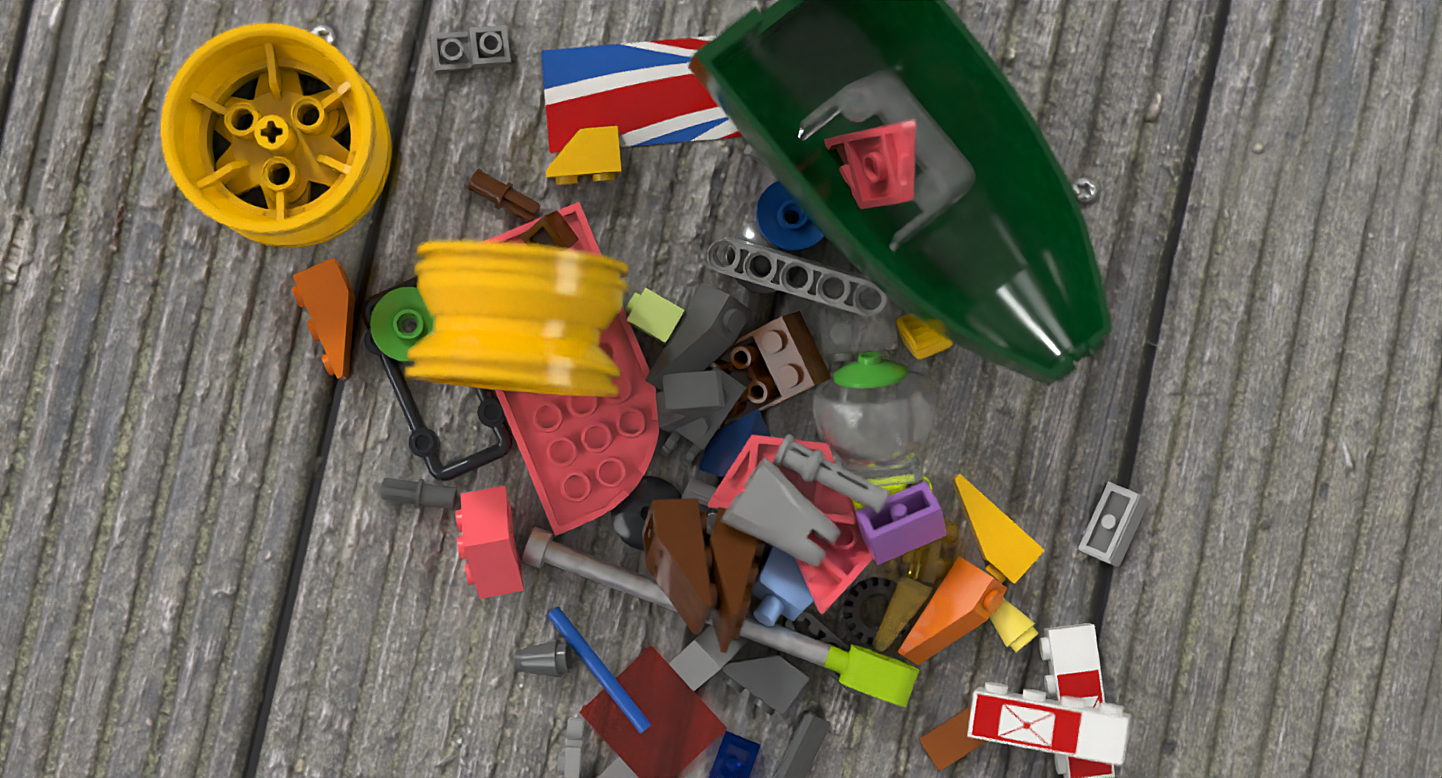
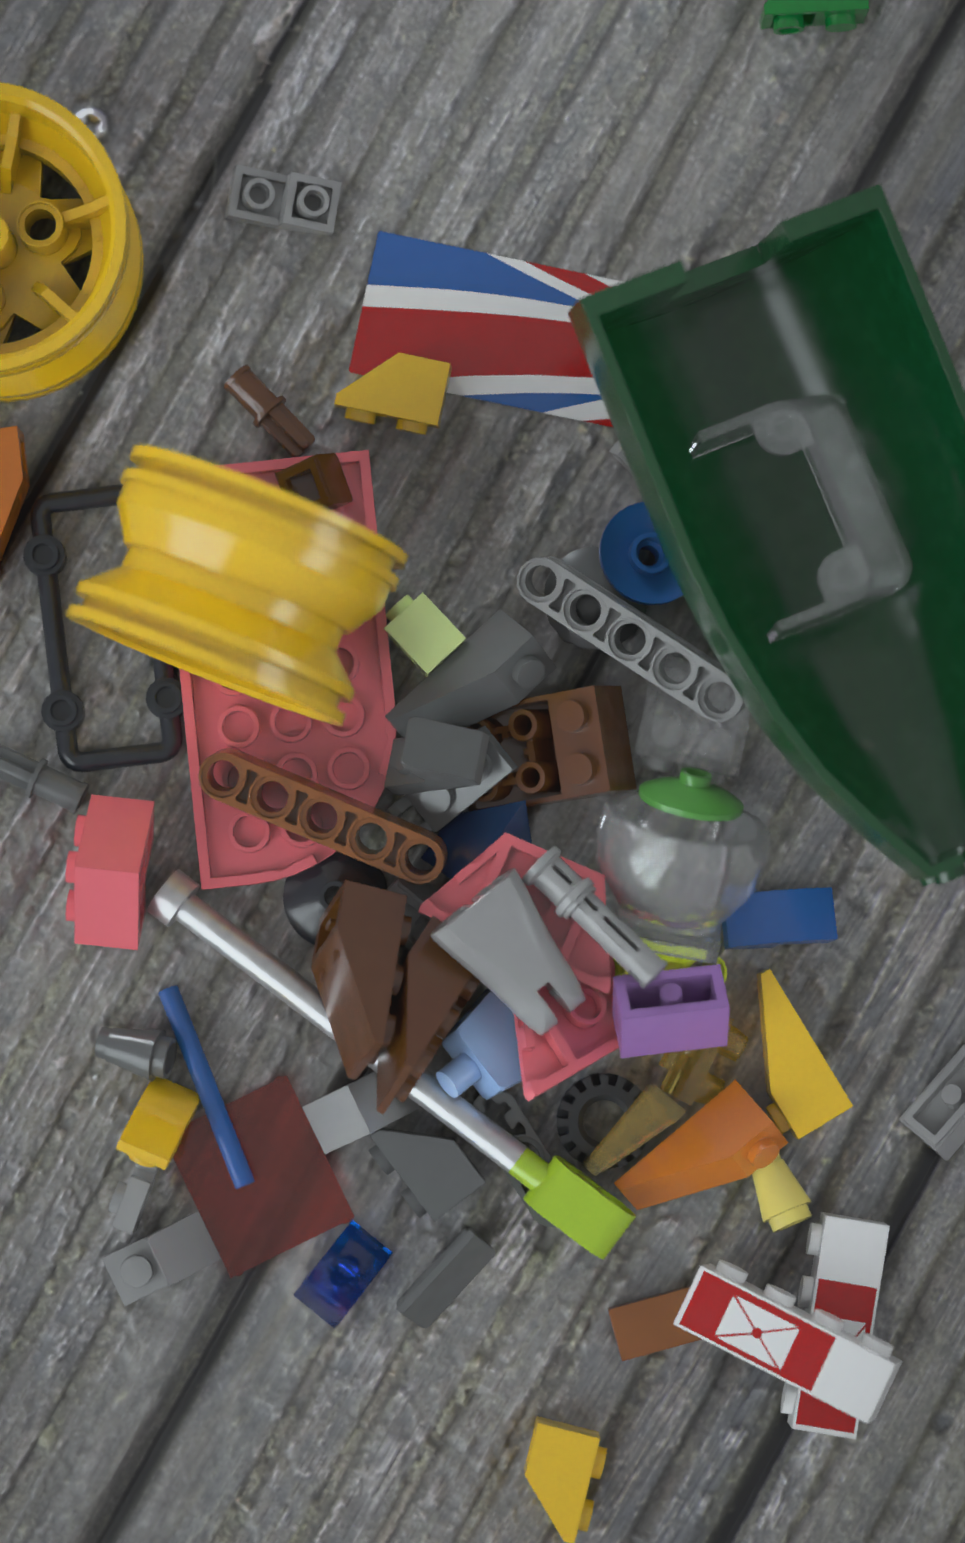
camera: 10 degrees right, 0 degrees up
(390, 316) = (68, 528): bright green dish -> none
(574, 705) = (158, 1123): none -> yellow slope
(606, 468) = (297, 815): none -> dark orange beam
(878, 163) = (784, 519): coral wing -> none
(920, 338) = (770, 771): yellow slope -> none
(958, 436) = (782, 918): none -> blue slope

